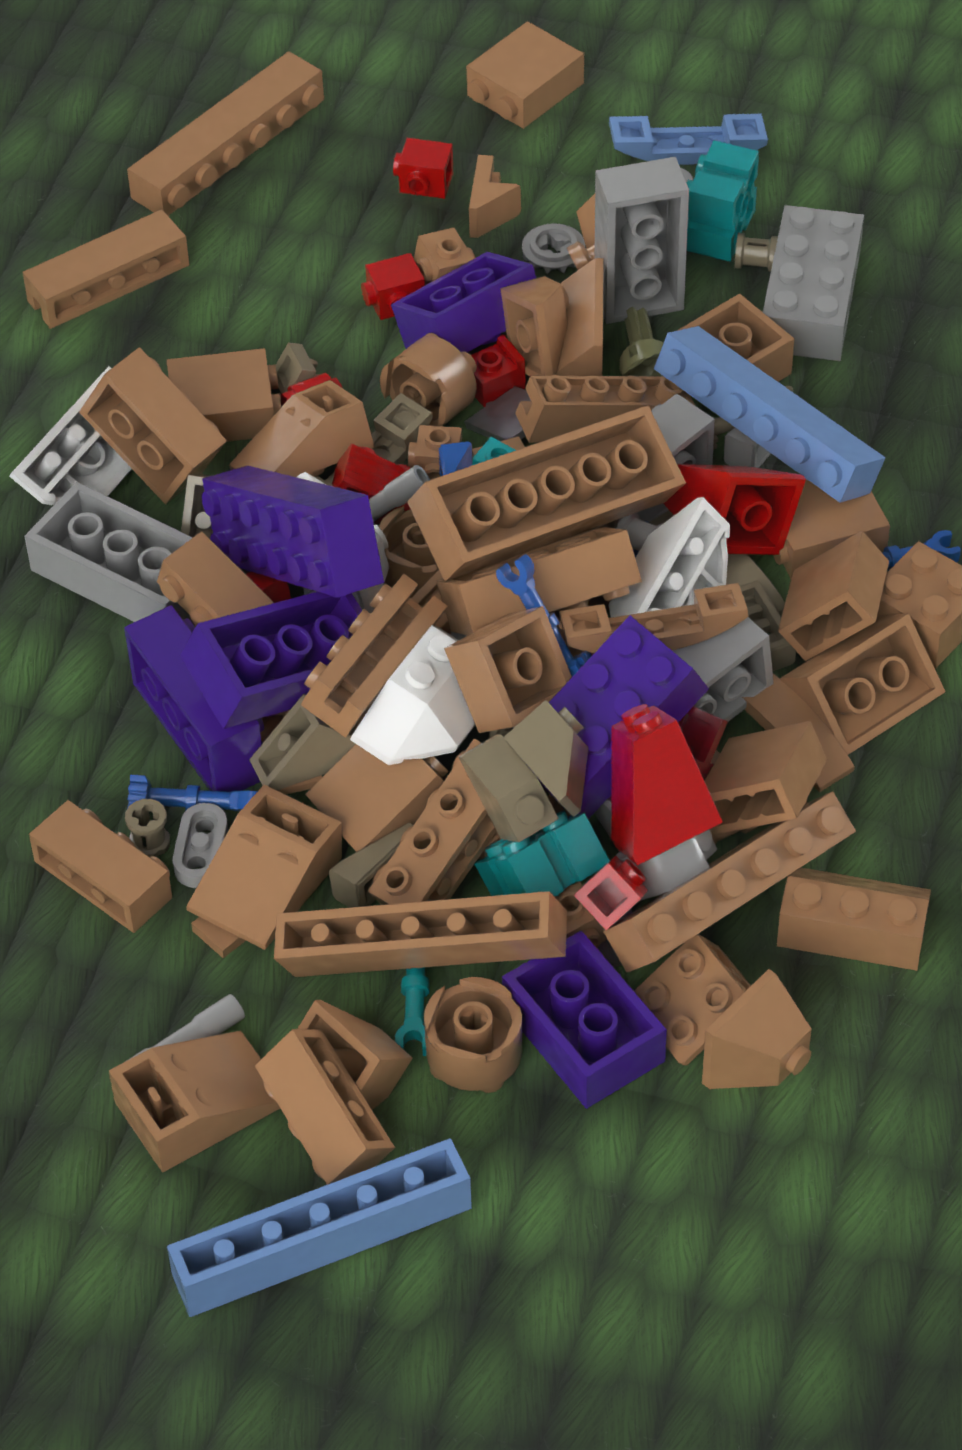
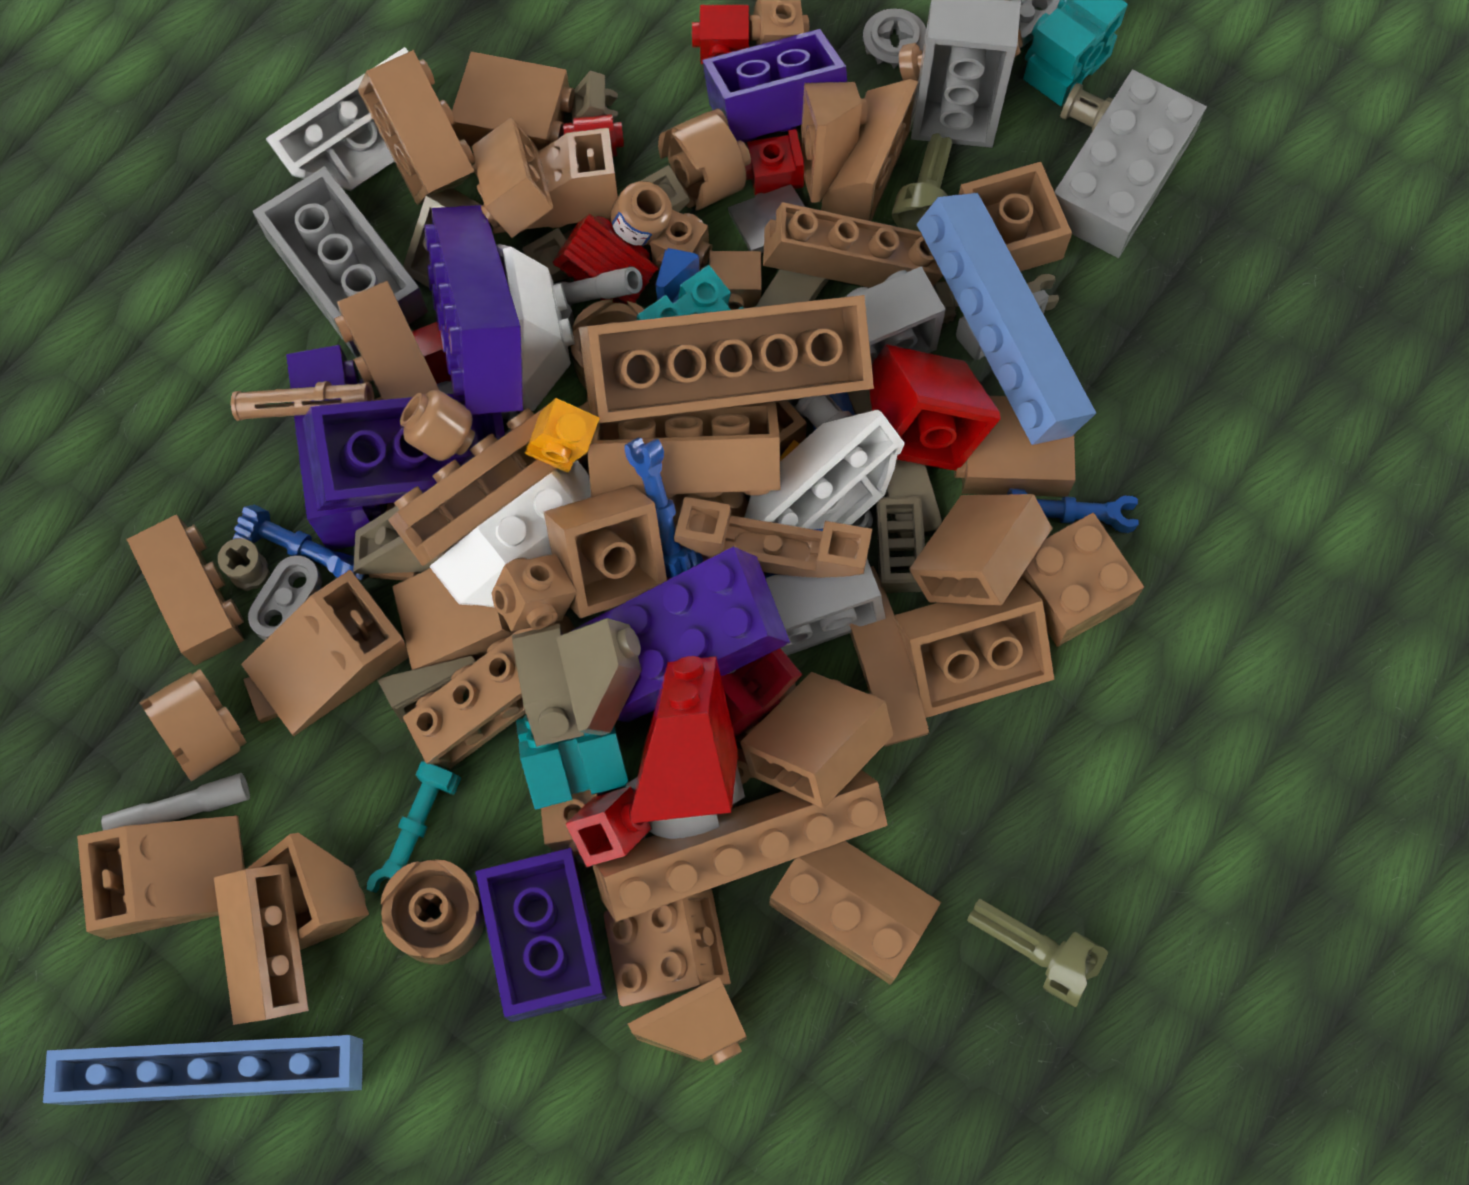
camera: 20 degrees right, 20 degrees up
(112, 671) = (254, 403): none -> medium nougat pin
(169, 960) = (192, 726): none -> medium nougat brick
(264, 436) = (510, 178): none -> medium nougat brick
(315, 611) = (437, 425): none -> medium nougat head
(398, 431) = (641, 213): none -> medium nougat head
(421, 934) = (420, 800): medium nougat brick -> none
(432, 585) = (561, 434): none -> light orange brick
(463, 714) = (533, 592): none -> medium nougat brick

